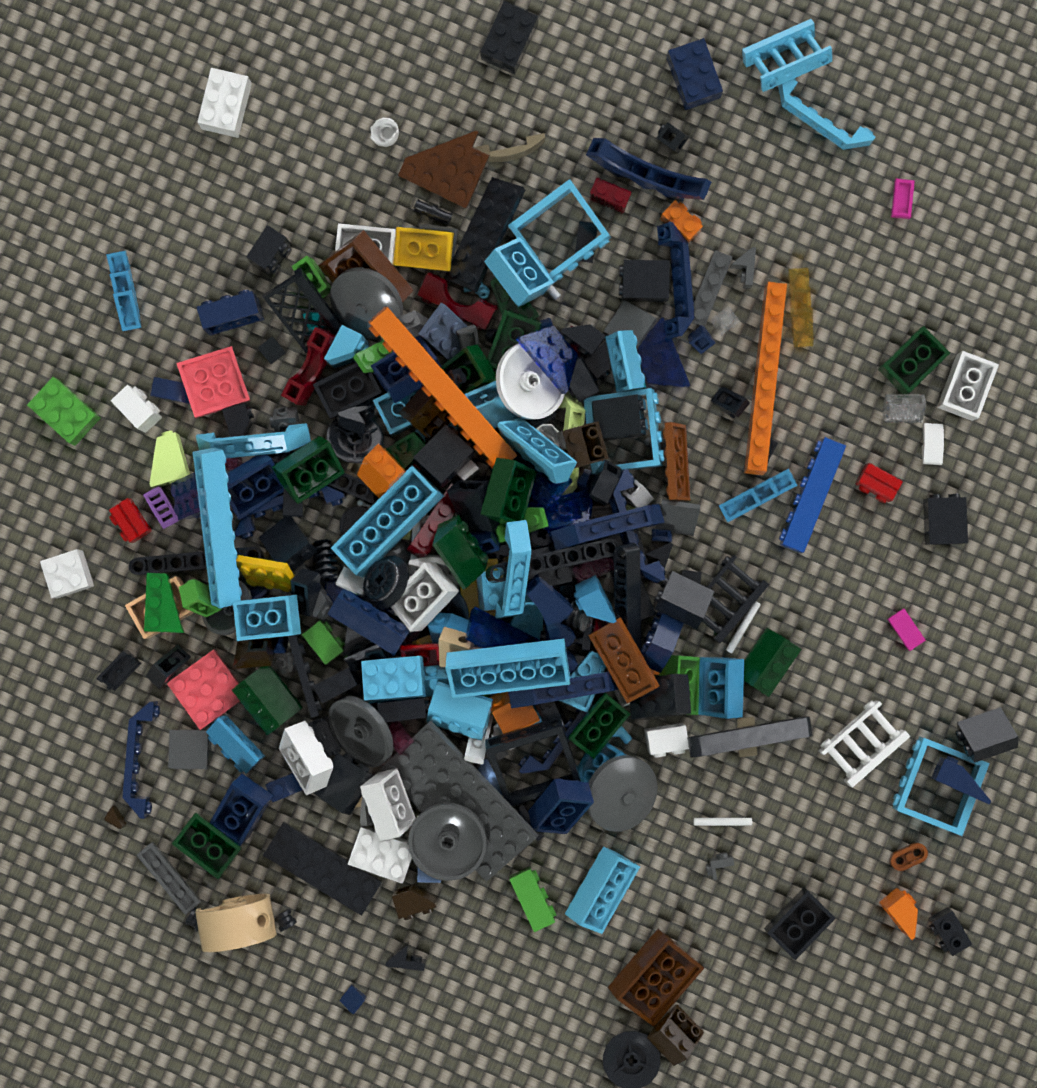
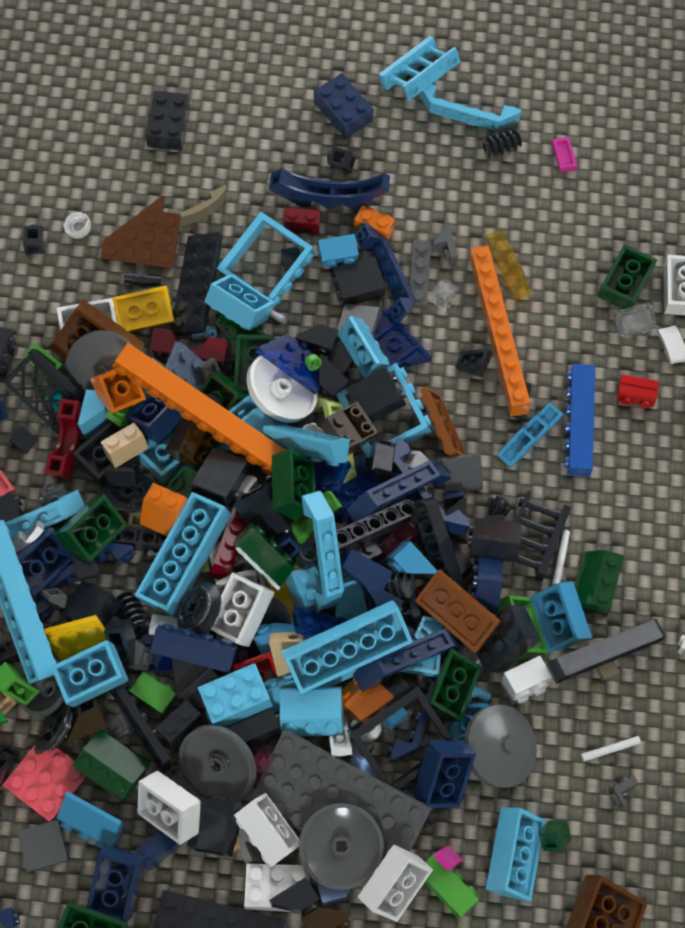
camera: 20 degrees left, 20 degrees down
(222, 654) = (54, 729): none -> black piece
(242, 462) = (22, 540): none -> light grey slope
(257, 524) = (55, 596): none -> dark grey slope
(281, 644) = (109, 706): dark blue slope -> none
(337, 126) = (33, 239): none -> black brick
(362, 395) = (124, 445): none -> tan brick
(363, 341) = (116, 391): none -> orange slope
(394, 876) = (297, 898): none -> black slope
(484, 888) = (395, 883): none -> white brick
(540, 878) = (448, 858): none -> dark pink tile
(568, 365) = (315, 360): none -> bright green hinge
(634, 244) = (337, 250): none -> dark azure slope
(643, 885) = (555, 835): none -> dark green panel
(700, 560) = (498, 506): none -> black gear
(701, 339) = (427, 317): dark blue slope -> none
(842, 167) = (501, 142): none -> black piece

